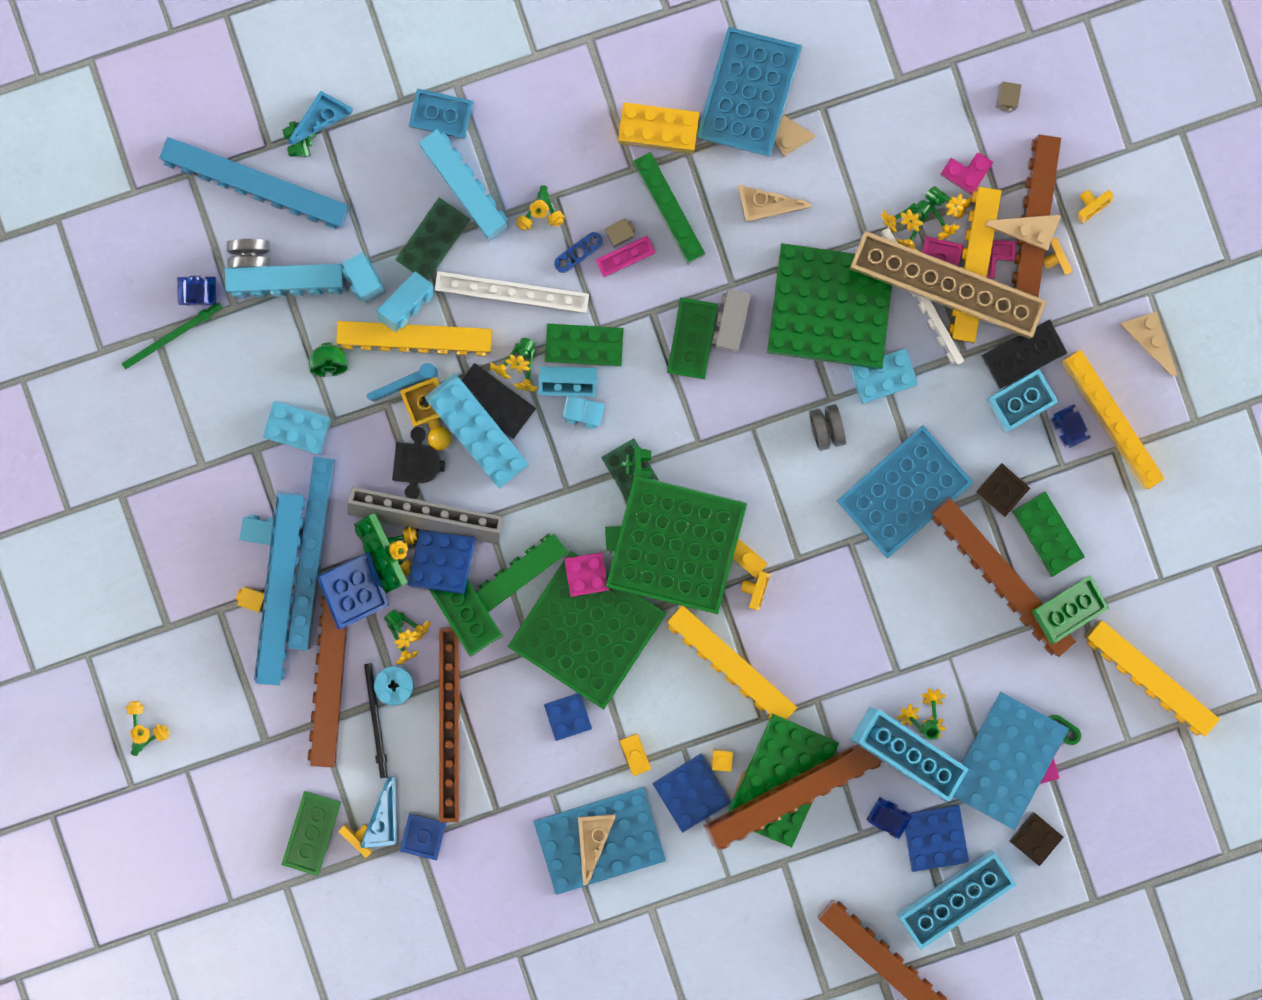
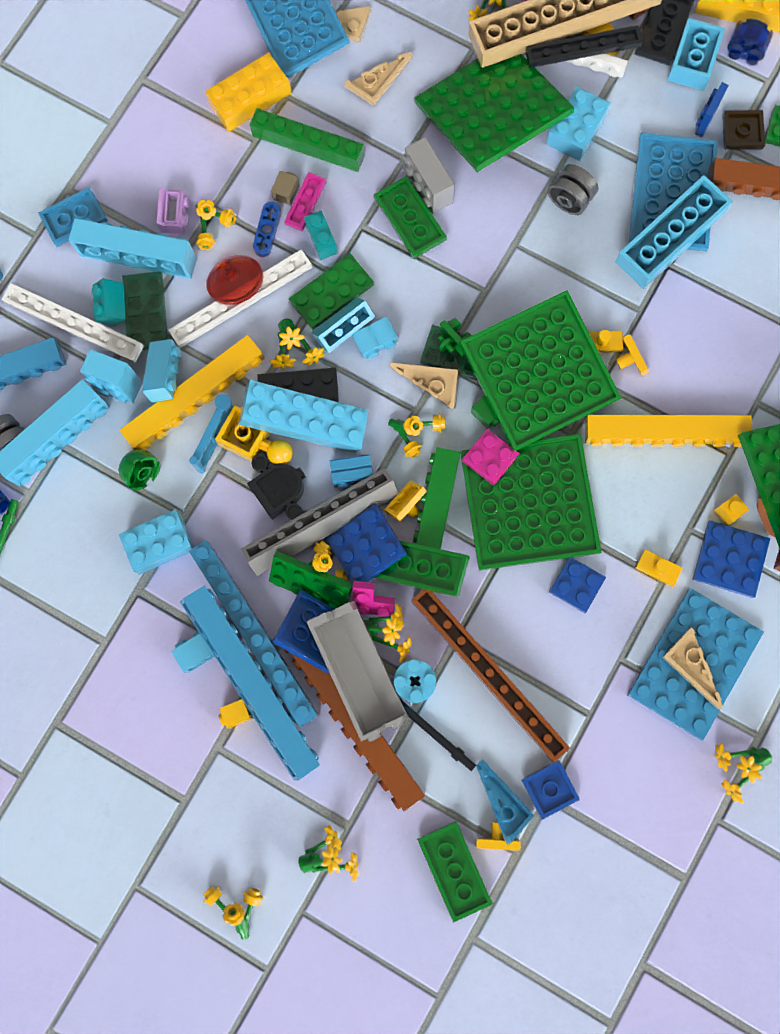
camera: 30 degrees left, 10 degrees down
(220, 745) = (312, 861): none -> plant
(359, 645) = (357, 671): none -> light grey panel
(371, 203) = (73, 322): none -> white plate
(407, 600) = (368, 603): none -> dark pink plate
(411, 211) = (108, 302): none -> teal brick
(479, 496) = (350, 470): none -> dark azure brick
(498, 553) = (406, 501): none -> yellow tile
(518, 284) = (234, 280): none -> clear red dish
(519, 176) = (172, 211): none -> lavender window
(547, 506) = (413, 426): none -> yellow plant
(579, 941) = (751, 768): none -> yellow plant
(599, 482) = (438, 381): none -> tan wing
(612, 295) = (320, 235): none -> teal brick
(868, 526) = (673, 231): none -> medium azure brick
(938, 322) = (583, 46): none -> black plate
(994, 452) = (710, 109): none -> blue plate

